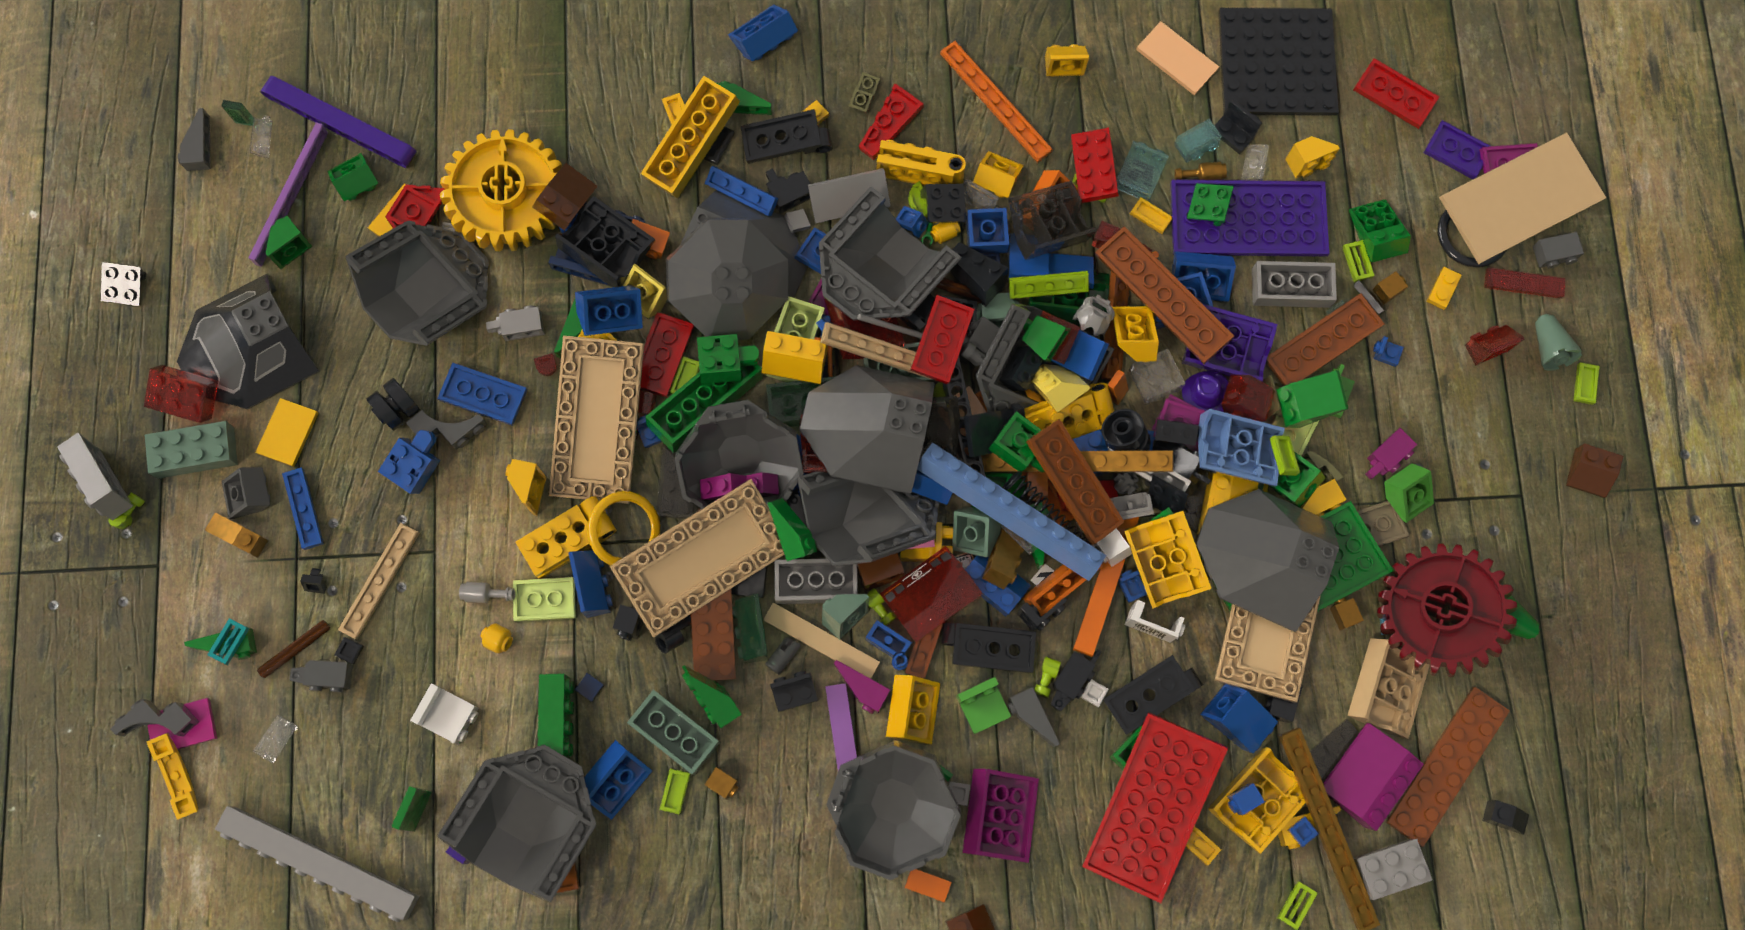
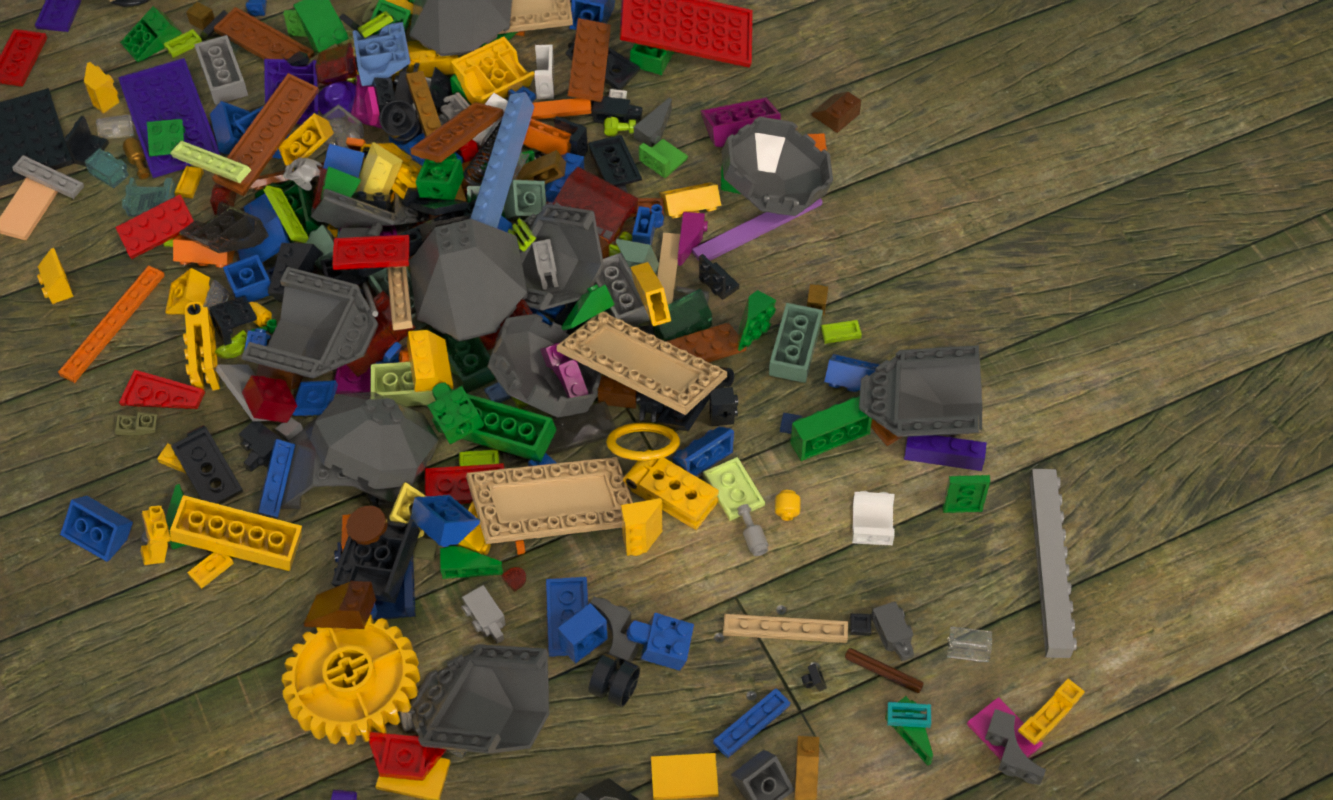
camera: 110 degrees left, 20 degrees down
(443, 390) = (582, 633): none -> blue brick
(631, 239) = (366, 525): none -> reddish brown tile
(722, 70) = (155, 536): none -> yellow hips
(777, 597) = (651, 293): none -> yellow slope
(824, 204) = (269, 399): none -> dark red brick
(876, 516) = (545, 261): none -> light grey hinge
(915, 502) = (521, 224): none -> lime tile
(1145, 229) = (210, 161): none -> yellowish green tile
(1147, 675) = (589, 60): none -> dark orange plate
(1168, 416) = (372, 105): none -> dark pink tile
(1205, 83) = (48, 177): none -> light grey tile
(1276, 365) = (299, 59): none -> black tile
(1300, 435) = (354, 26): none -> black tile

